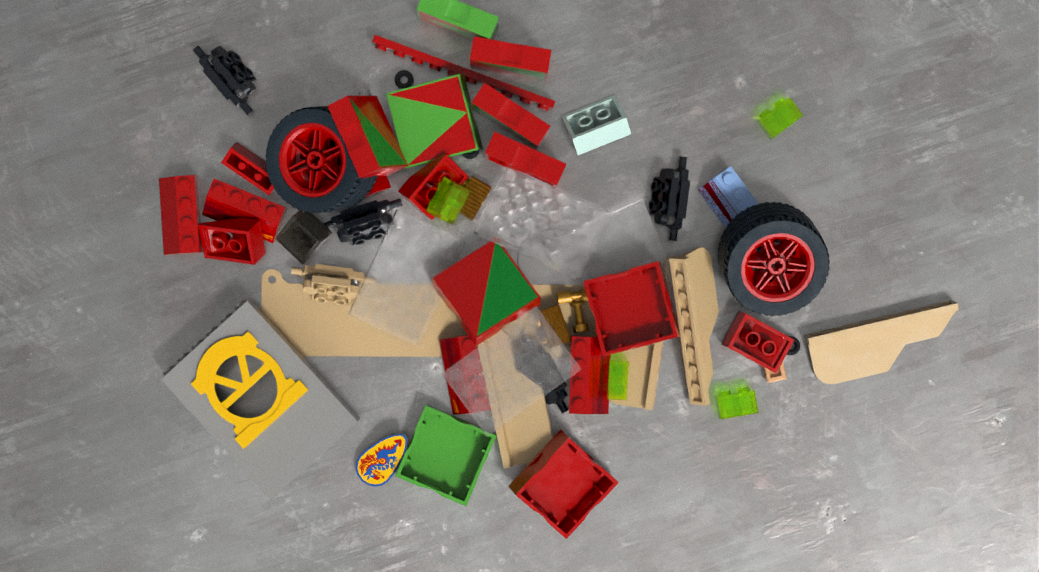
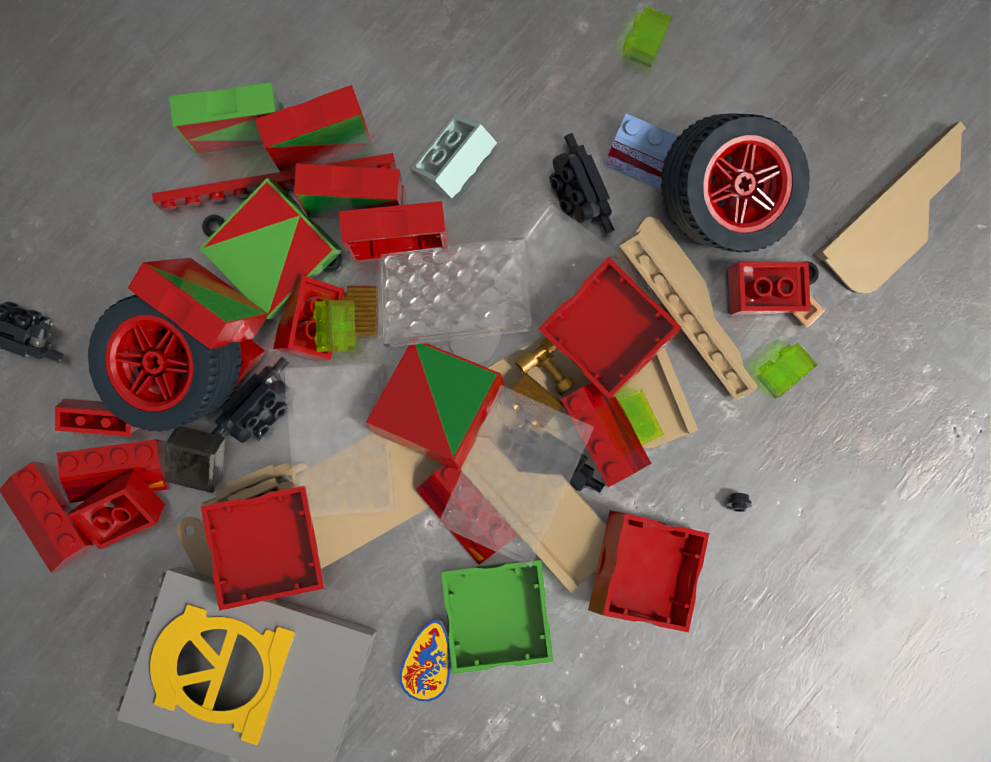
camera: 30 degrees left, 5 degrees down
(319, 323) = (262, 547): none -> red tile
(651, 473) = (739, 502): none -> black plate

